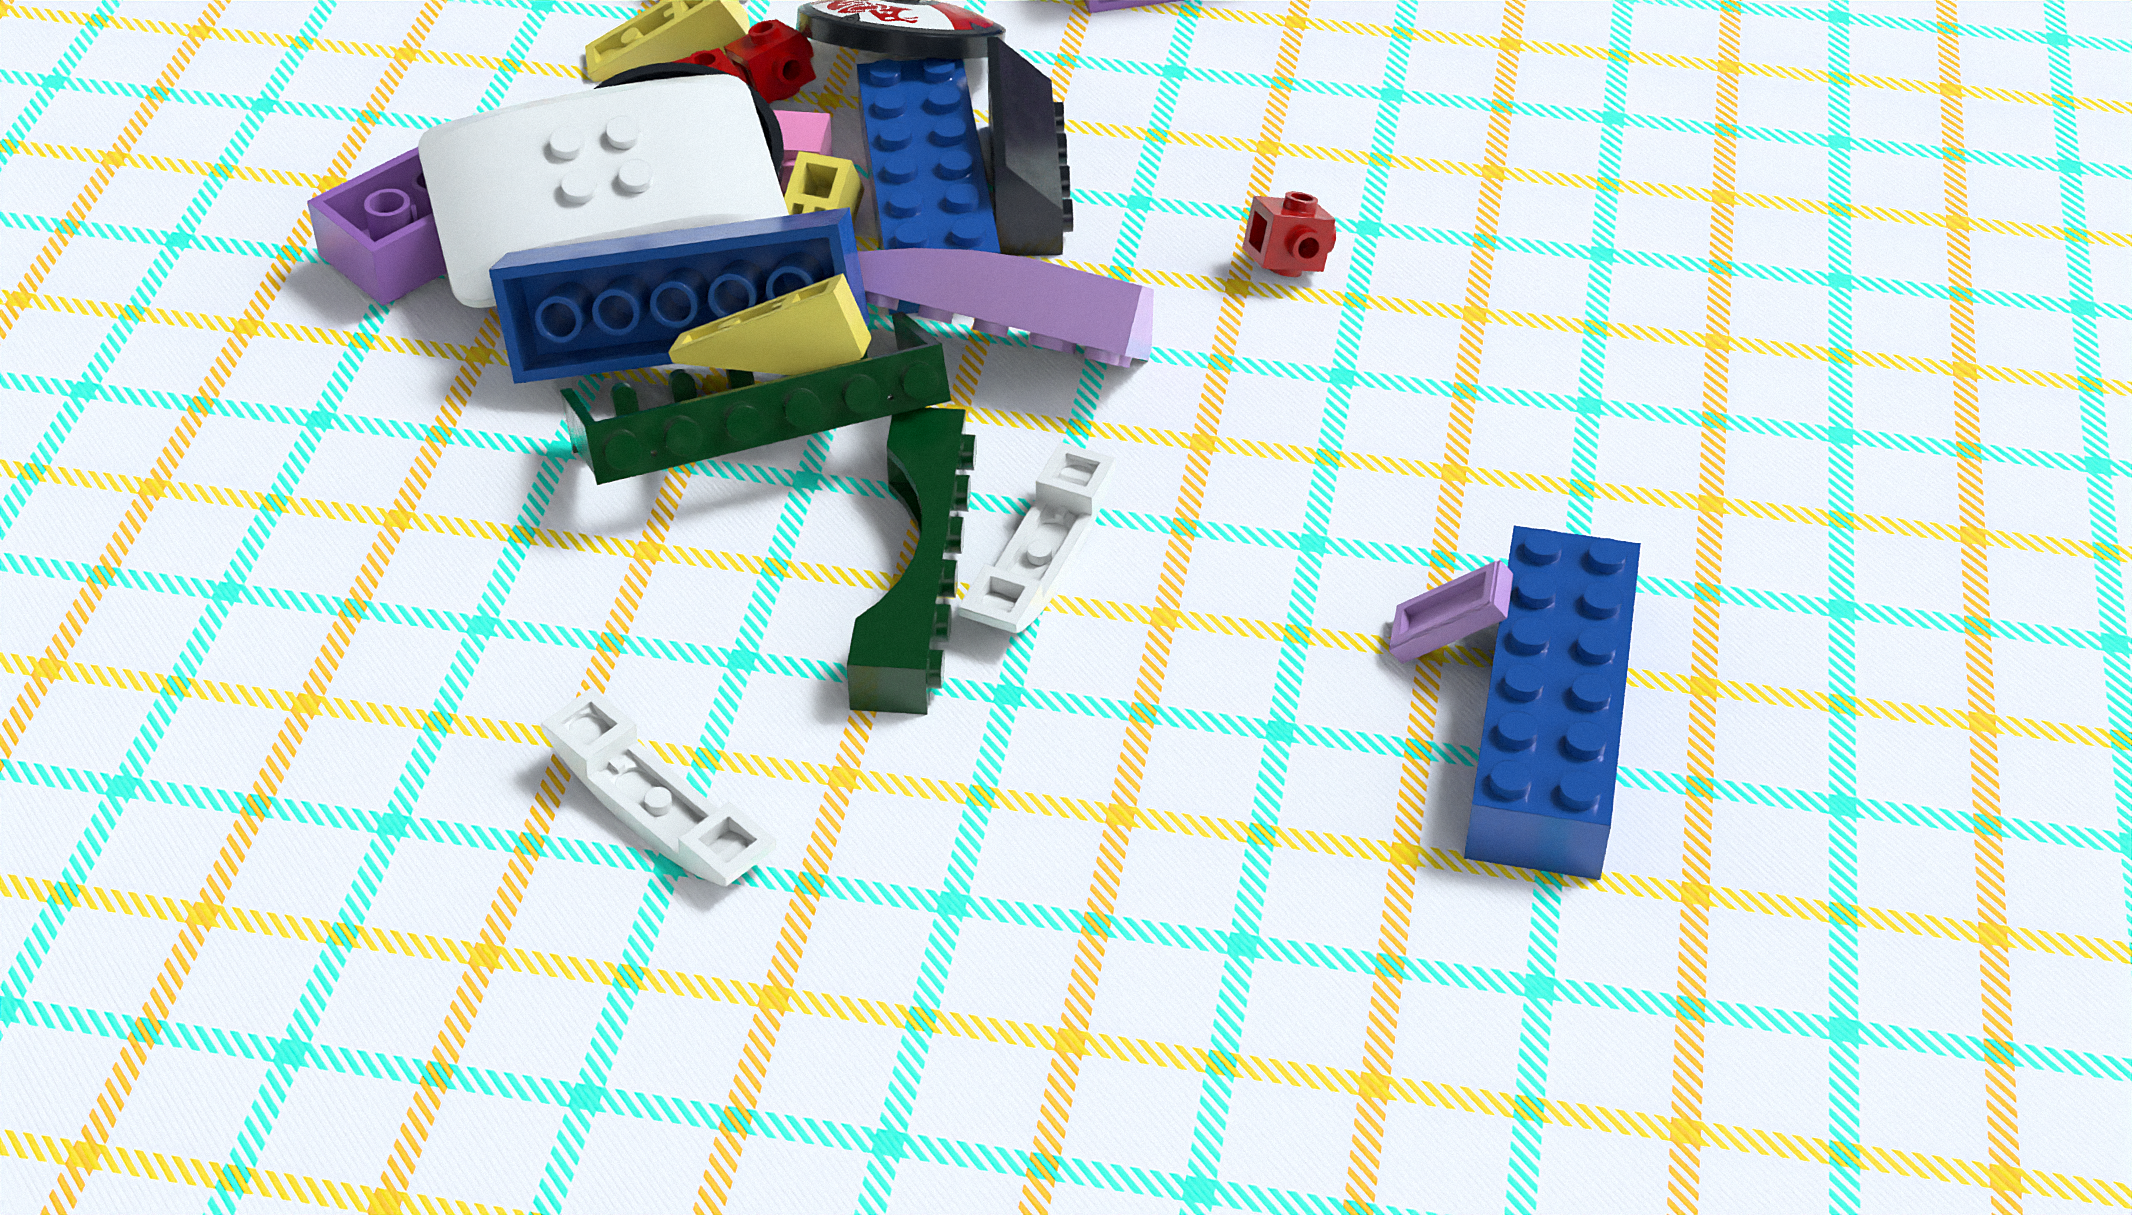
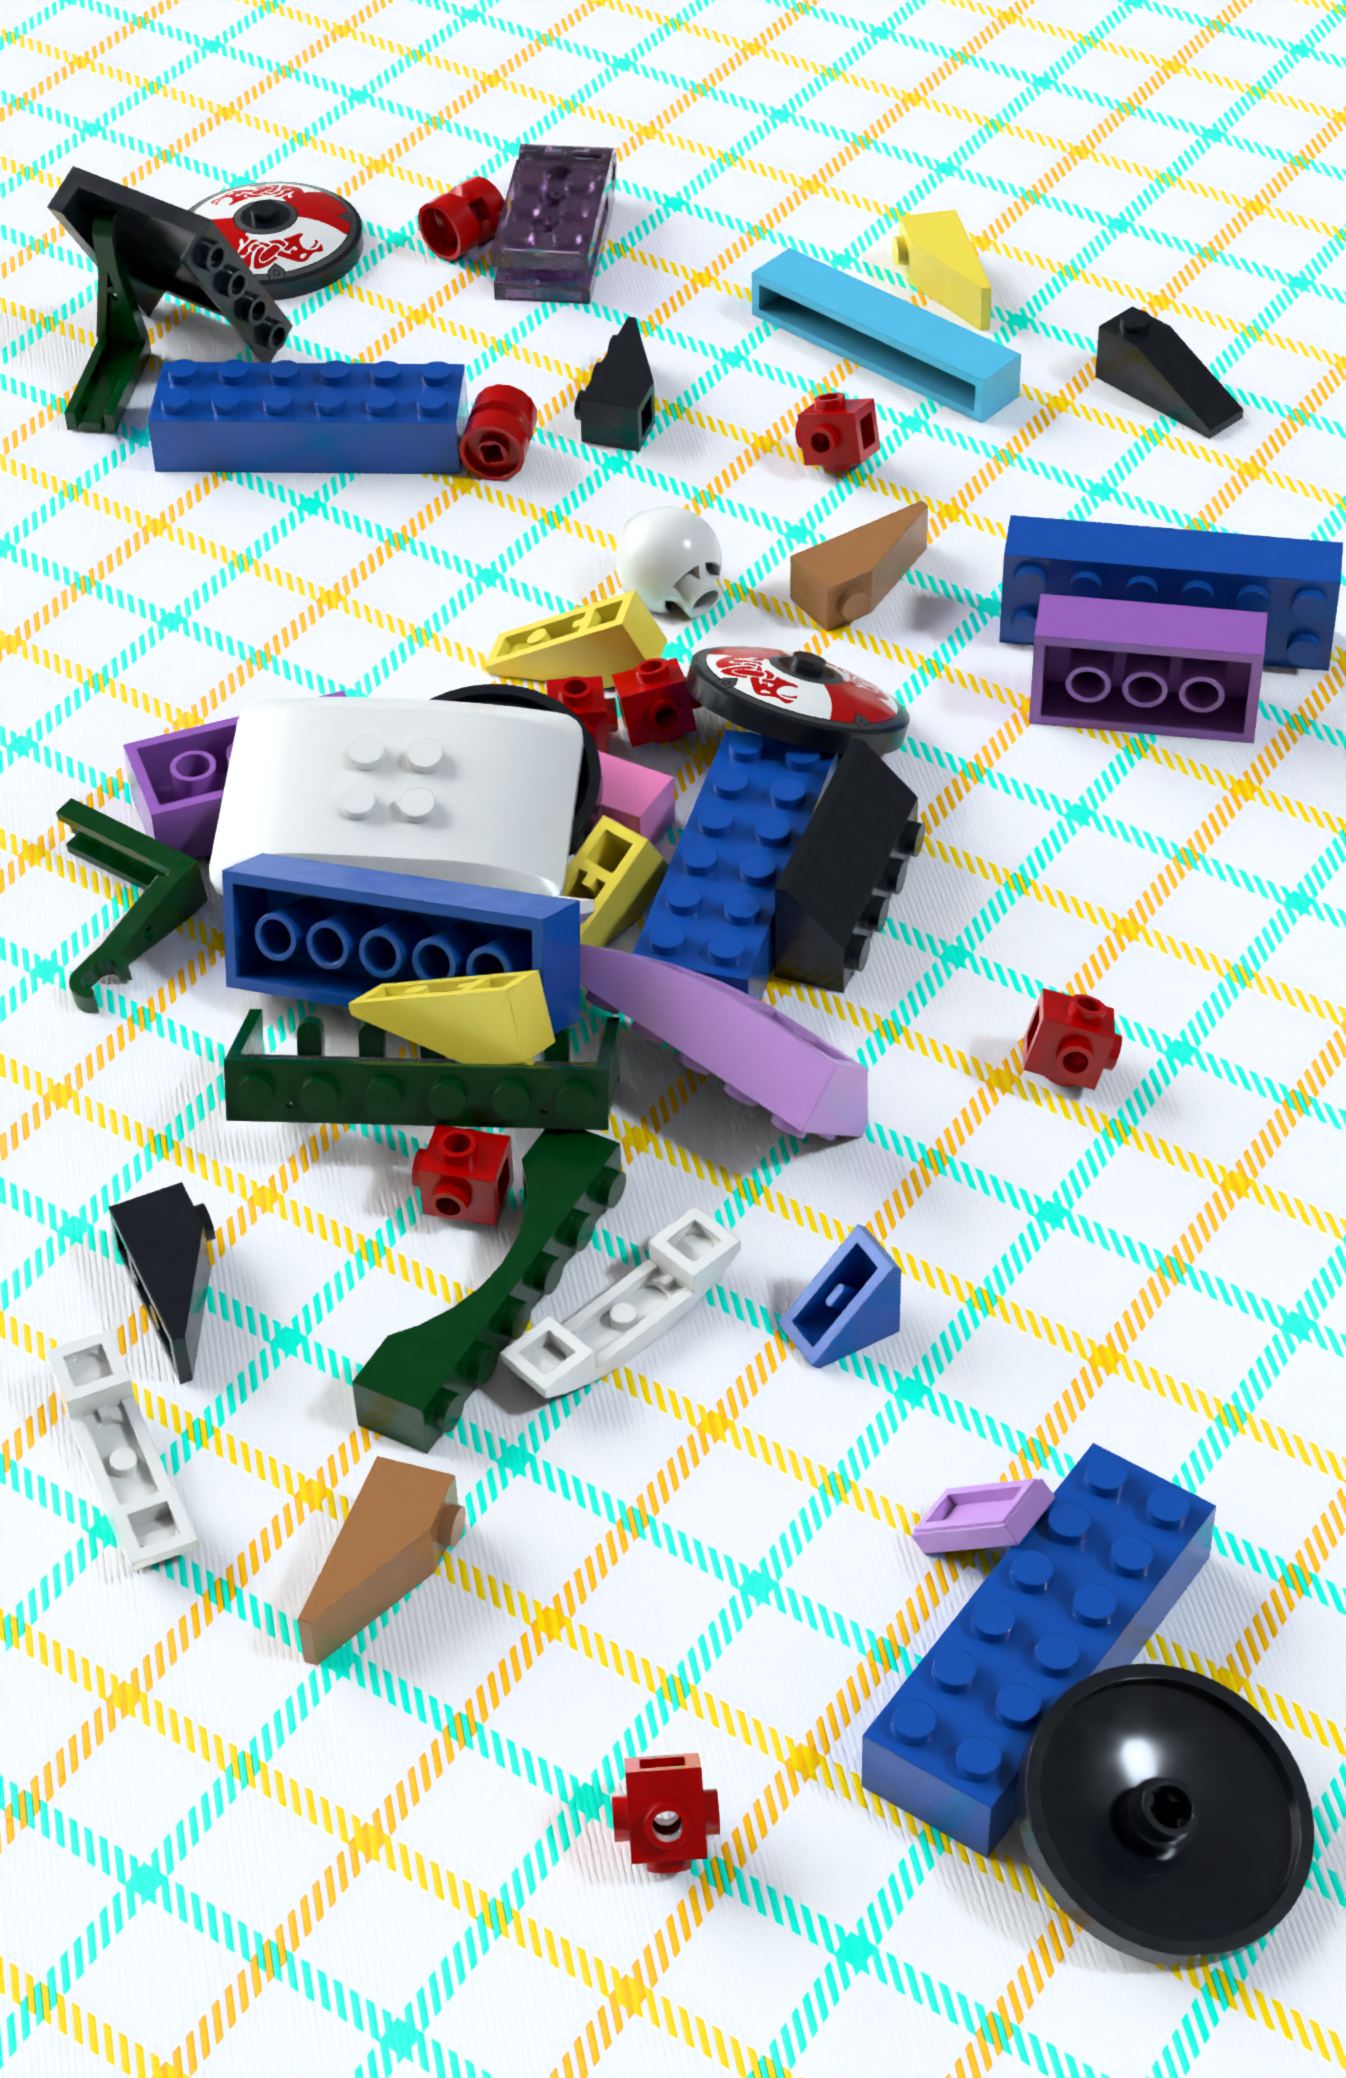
camera: 25 degrees right, 0 degrees up
(369, 302) = (170, 896): none -> dark green hinge
(598, 623) = (168, 1262): none -> black slope
(835, 474) = (464, 1174): none -> red brick
(951, 794) = (382, 1552): none -> medium nougat slope
(1230, 481) = (847, 1302): none -> blue slope
(1333, 922) = (660, 1786): none -> red brick
(1739, 790) = (1164, 1814): none -> black dish

